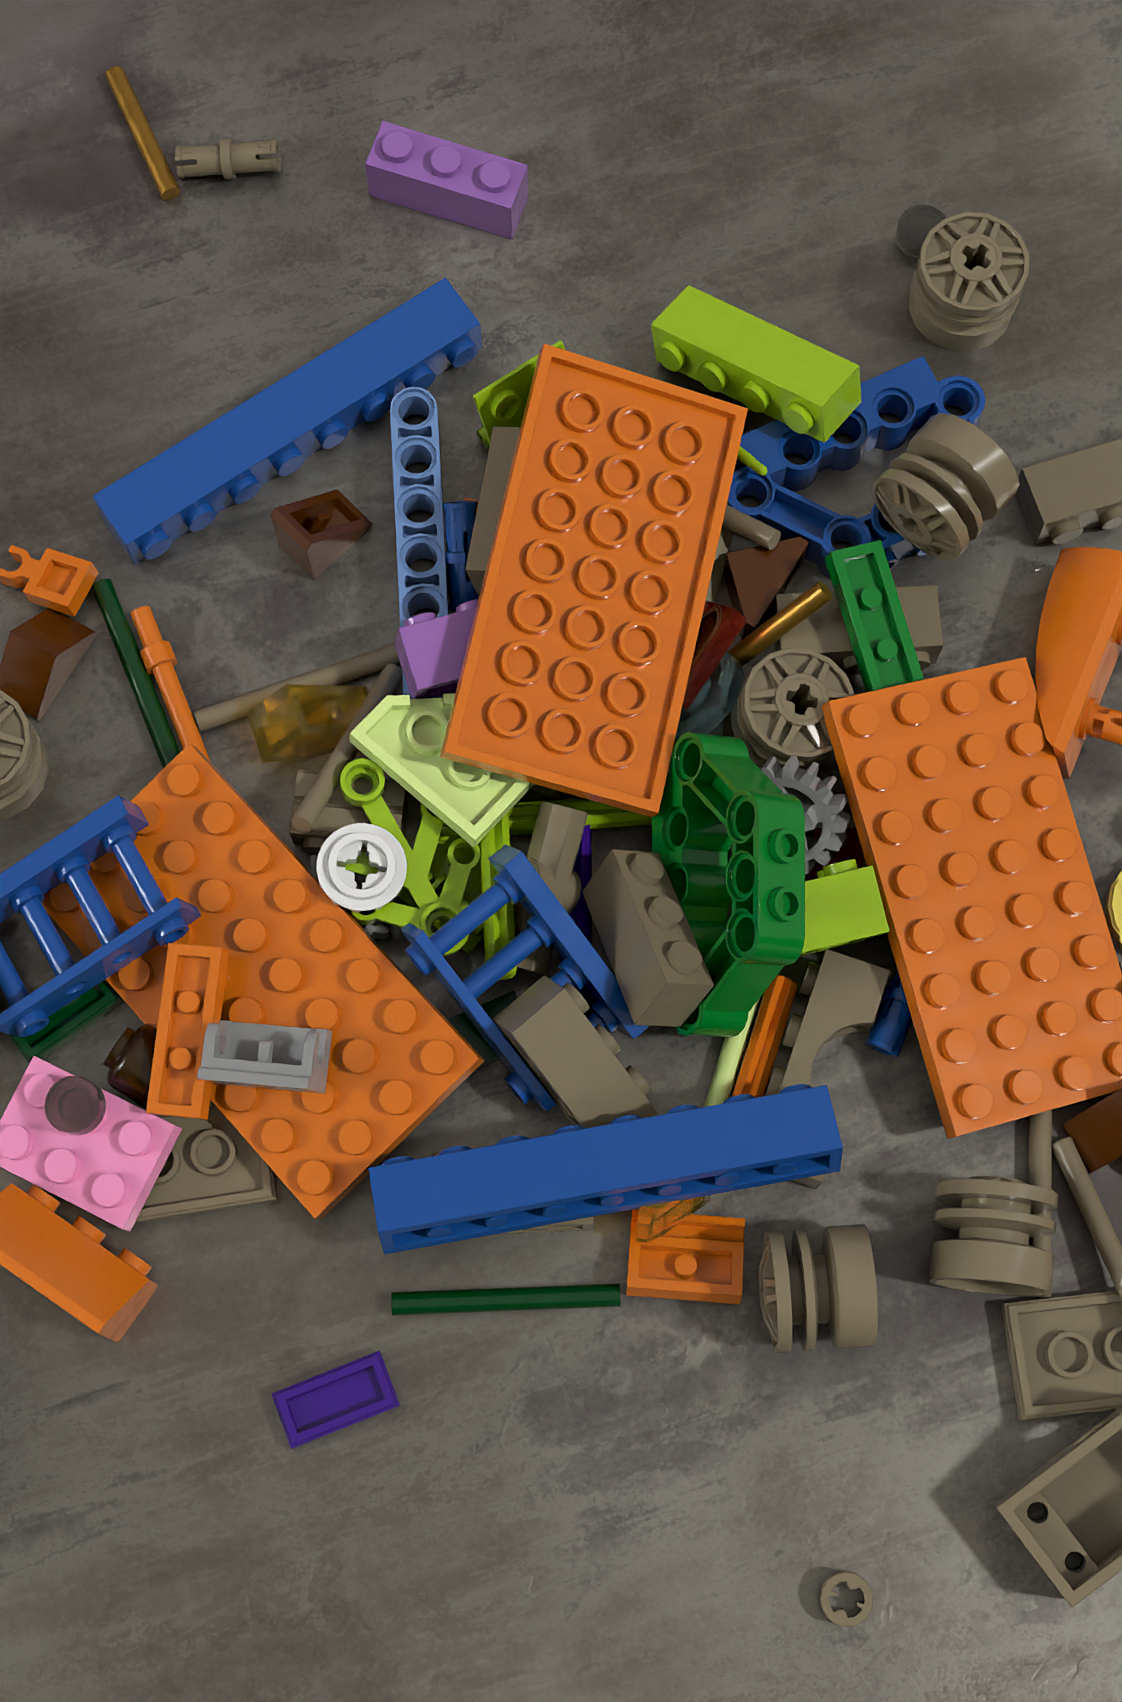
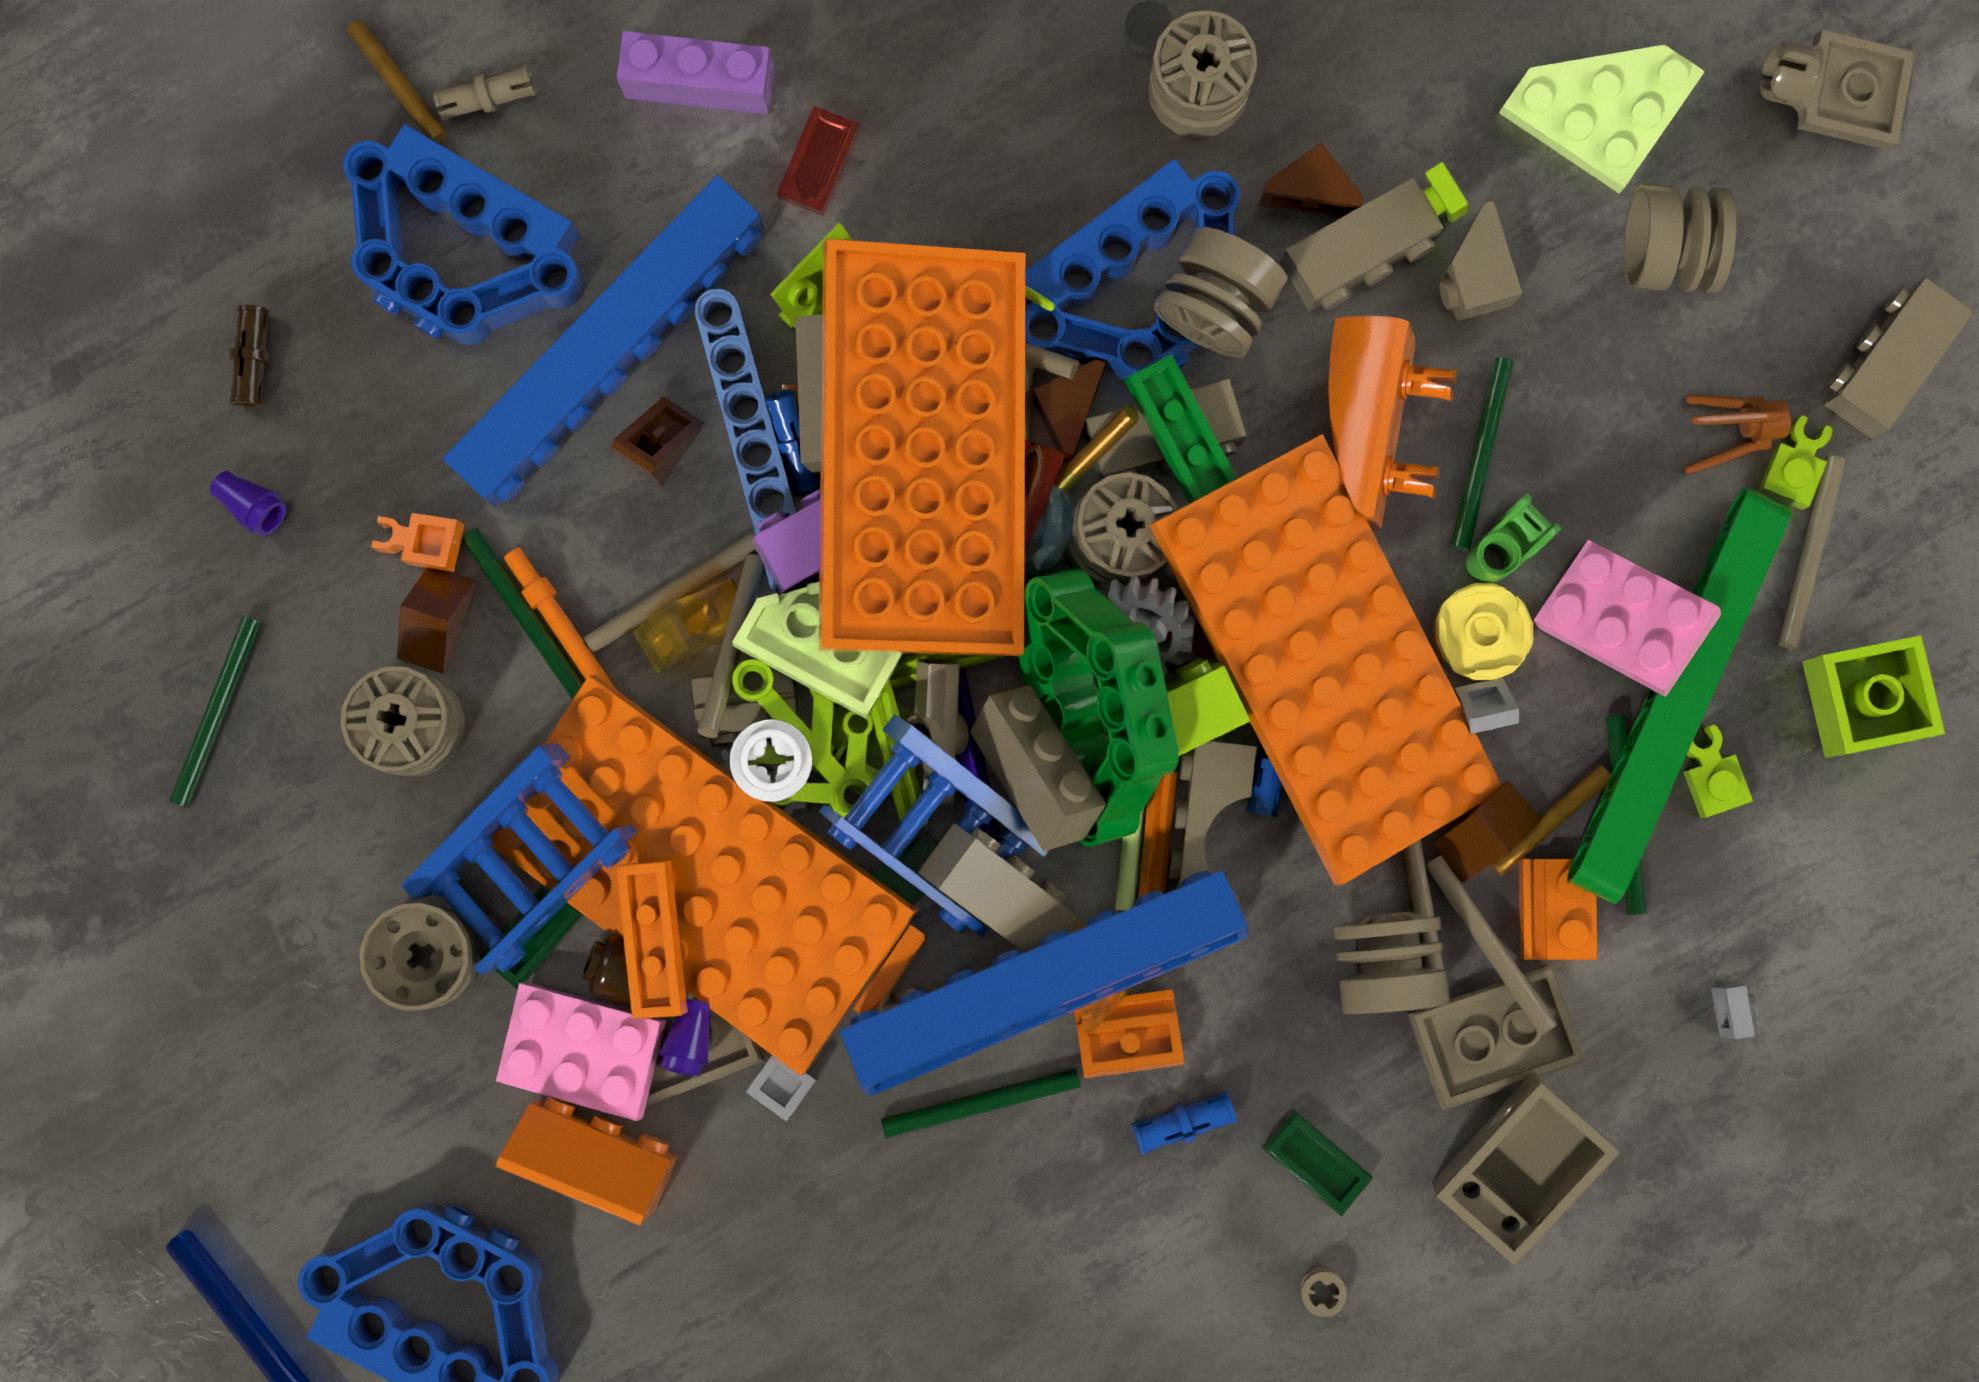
camera: 10 degrees left, 10 degrees up
(75, 1105) = (568, 1024): clear smoke tile -> none
(188, 357) = (497, 301): none -> blue brick
(200, 1155) = (688, 1041): none -> dark purple cone
(266, 1056) = (726, 949): light grey hinge -> none
(290, 1230) = (780, 1088): none -> light grey plate
(335, 1400) = (854, 1221): dark purple tile -> none
(445, 1123) = (891, 970): none -> orange tile
(552, 292) = (818, 160): none -> clear red tile
(726, 1370) = (1184, 1122): none -> blue pin
(756, 363) = (1022, 200): lime brick -> none
(819, 1288) = (1250, 1041): dark tan wheel -> none
(868, 1449) = (1317, 1162): none -> dark green tile
(1060, 415) = (1312, 186): none -> reddish brown slope

